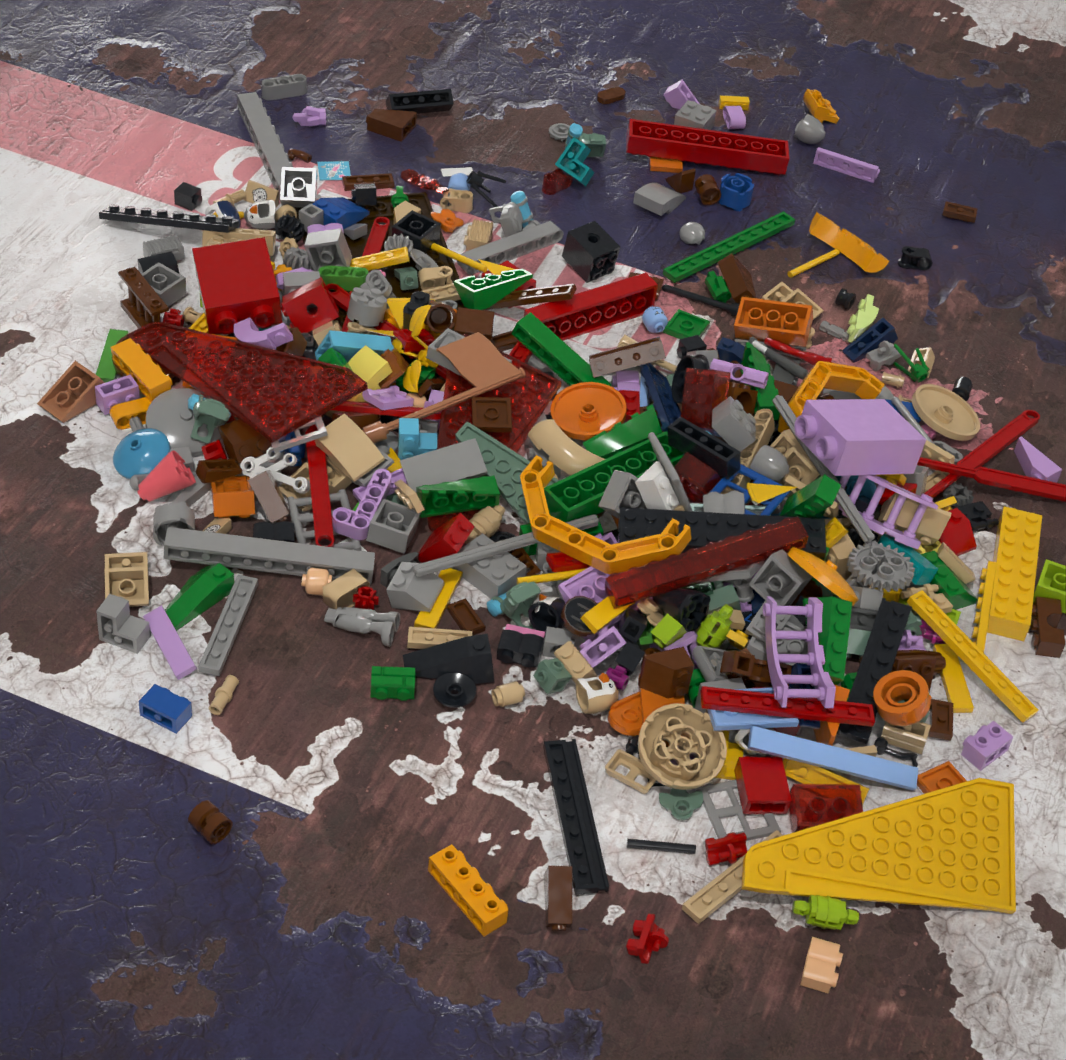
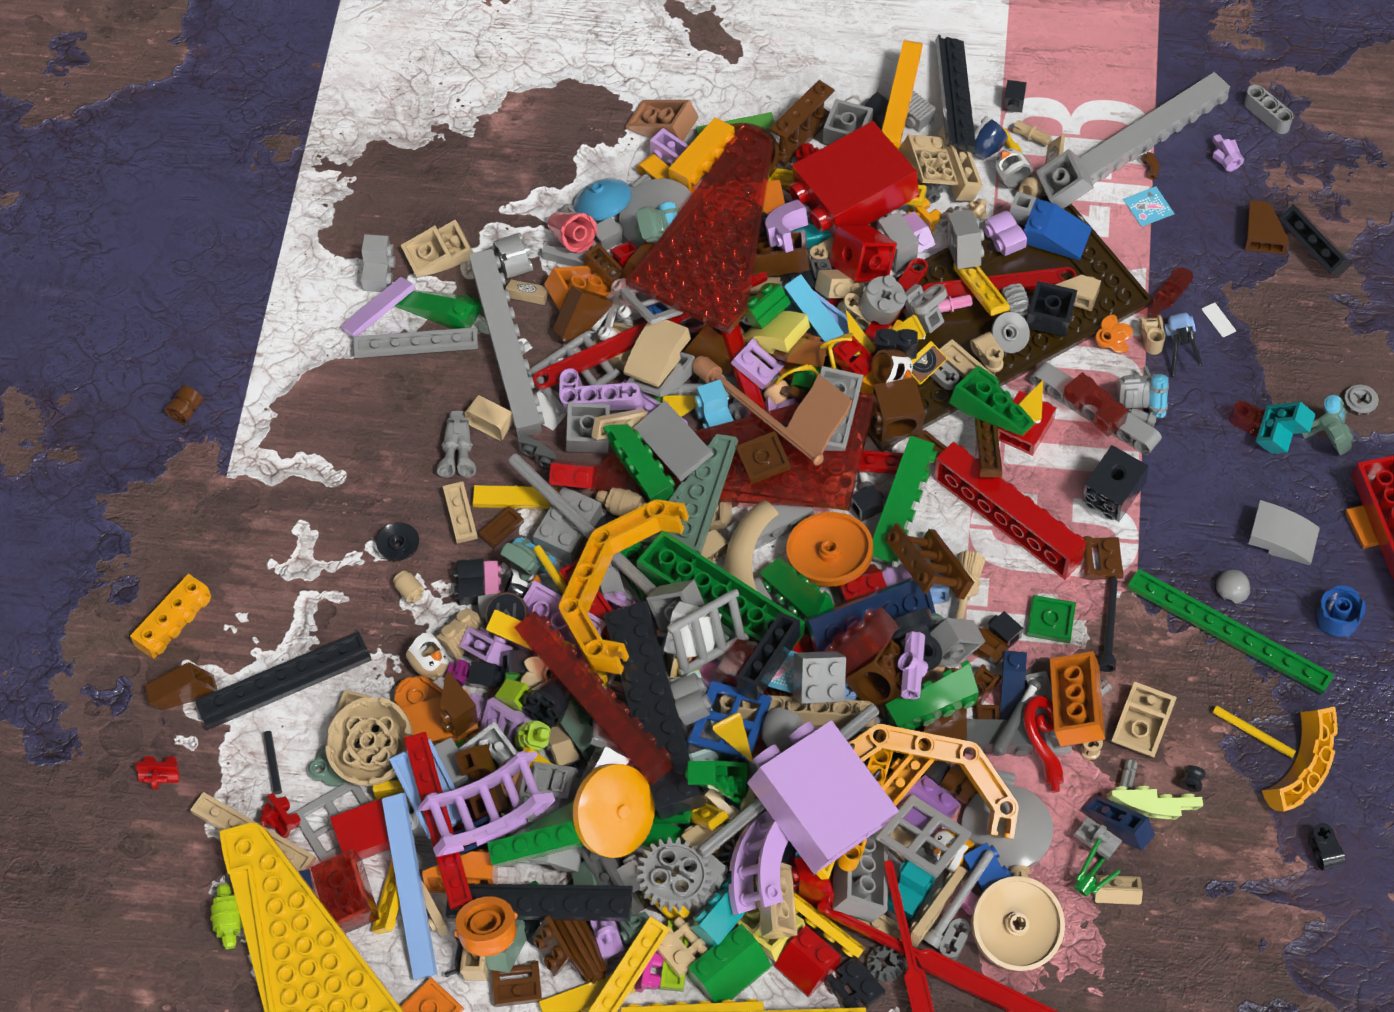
camera: 80 degrees right, 15 degrees up
(149, 240) = (902, 91): none -> light orange beam
(165, 708) = (299, 330): blue brick -> none
(223, 695) = (331, 367): tan pin -> none
(278, 531) = (538, 338): black brick -> none
(289, 227) = (1002, 196): black gear -> none
(315, 580) = (492, 389): light nougat head -> none
(345, 277) = (937, 265): bright green beam -> none
(356, 231) = (1037, 256): light grey slope -> none
(364, 194) = (1098, 242): black brick -> none
(365, 598) = (486, 436): red gear -> none
(381, 181) = (1143, 242): reddish brown tile -> none
(392, 683) = (389, 490): green brick -> none
(398, 197) = (1114, 277): green piece -> none
(407, 277) = (977, 323): sand green bracket -> none
(413, 592) = (505, 477): light grey slope -> none
(459, 257) = (1037, 362): yellow bar -> none
(464, 655) = (436, 537): black wedge -> none
(478, 234) = (1102, 369): tan brick -> none
(529, 232) = (1085, 391): none -> clear red arch
(552, 675) = (435, 619): sand green brick -> none
(654, 319) = (1037, 580): light blue head -> none
(682, 181) = (1333, 549): reddish brown slope -> none
(707, 189) = (1327, 579): reddish brown wheel -> none
(717, 287) = (1134, 632): green rock -> none
(737, 278) = (1149, 650): reddish brown slope -> none
(821, 964) = (168, 924): light nougat brick -> none
(893, 380) = (1062, 863): tan pin -> none
(955, 564) = (758, 969): tan piece -> none
(963, 387) = (1081, 940): black brick -> none

